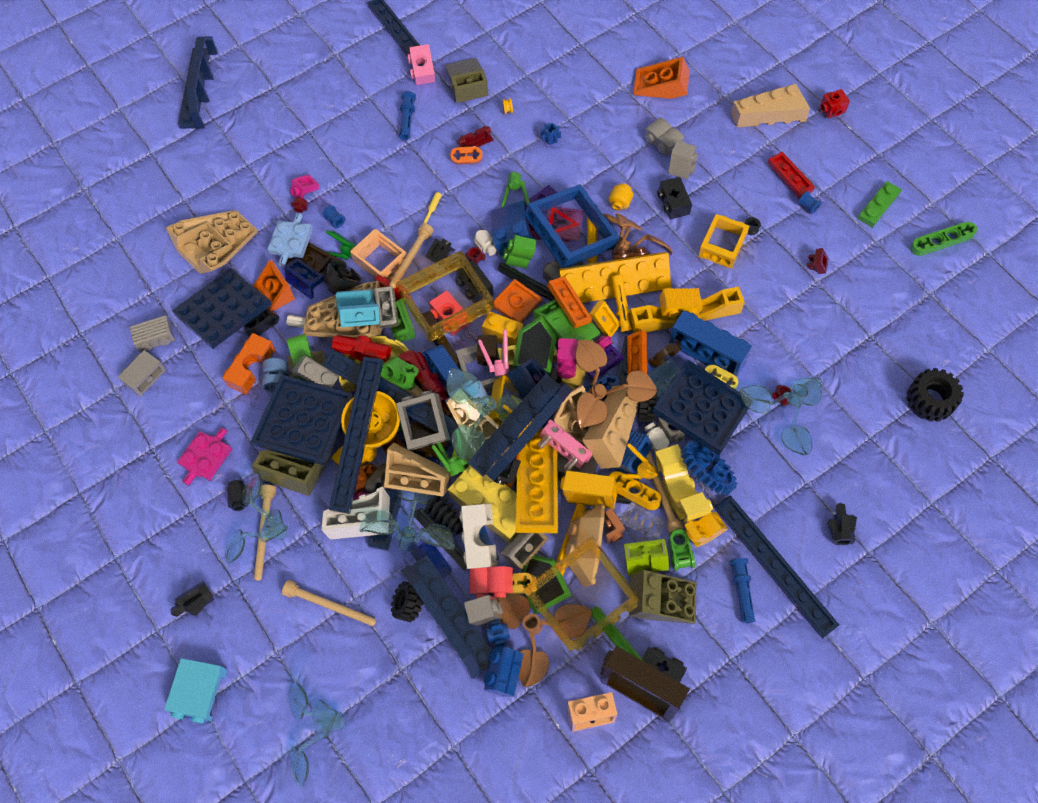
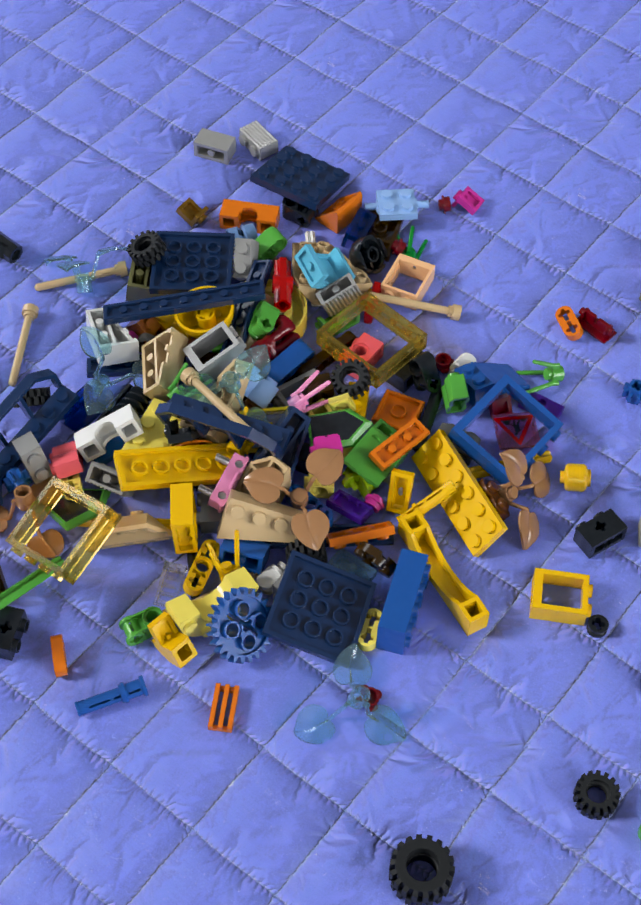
camera: 70 degrees right, 10 degrees down
(194, 89) = (519, 92): dark blue plate -> none
(204, 456) = (146, 215): dark pink plate -> none
(211, 239) = (377, 150): tan wedge -> none
(222, 412) = (192, 212): none -> pearl gold bracket
(234, 495) = (114, 241): black brick -> none
(263, 454) = (146, 248): none -> black tyre
(333, 216) = (441, 233): blue bush -> none
(339, 251) = (398, 246): none -> dark red plate
(407, 109) = (608, 257): blue pin -> none
(433, 205) = (490, 312): light yellow piece -> none
(439, 250) = (437, 329): black bracket -> none
(460, 442) = (191, 378): none -> tan piece
(491, 267) = (423, 371): none -> black piece
(494, 309) = (347, 368): none -> black tyre
(512, 334) = (341, 402): none -> light yellow tile
(613, 523) = (156, 557): nougat bracket -> none
(646, 555) = (125, 588): lime piece -> none
(664, 598) = (85, 620): olive slope -> none
(676, 300) = (444, 557): yellow brick -> none
(694, 627) = (59, 655): none -> orange beam
(755, 491) = (226, 689): none -> orange tile
(777, 567) = (148, 729): dark blue tile -> none
(820, 261) = (573, 709): dark red tile -> none
(842, 527) = (213, 788): black rock -> none
(893, 261) = (605, 784): none -> black tyre

